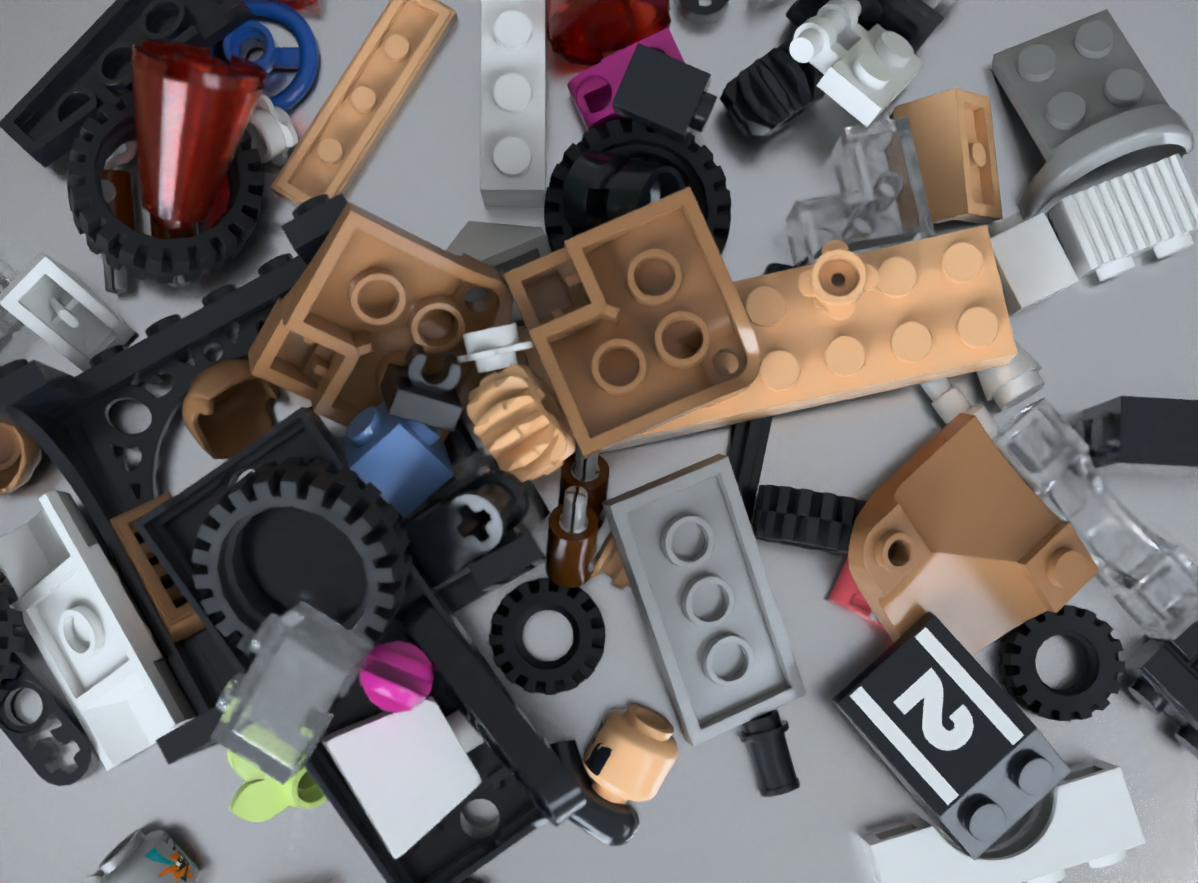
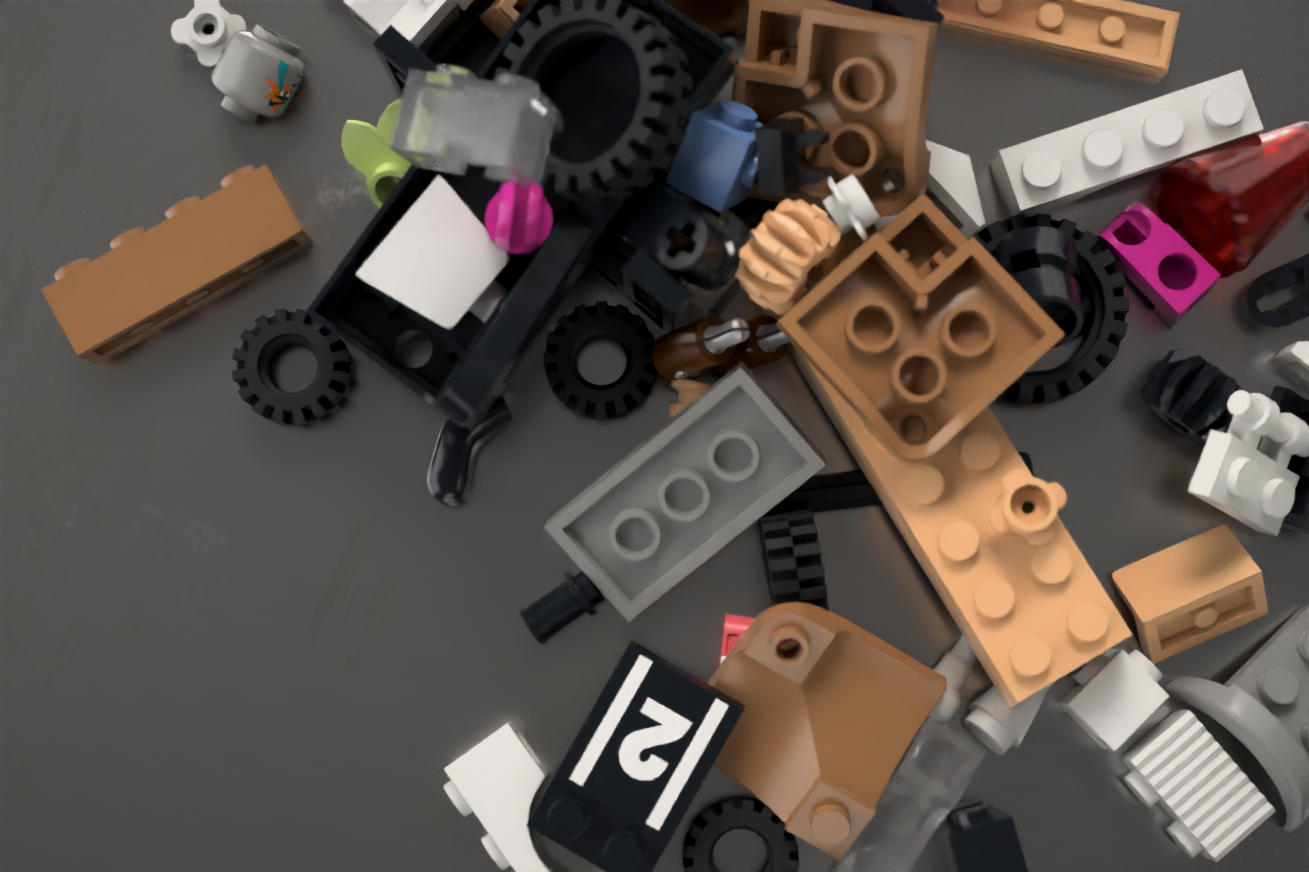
camera: 80 degrees right, 0 degrees up
(630, 754) = (517, 474): light nougat head -> none
(664, 94) = (1151, 290): black brick -> none
(879, 196) = (1125, 534): clear brick -> none

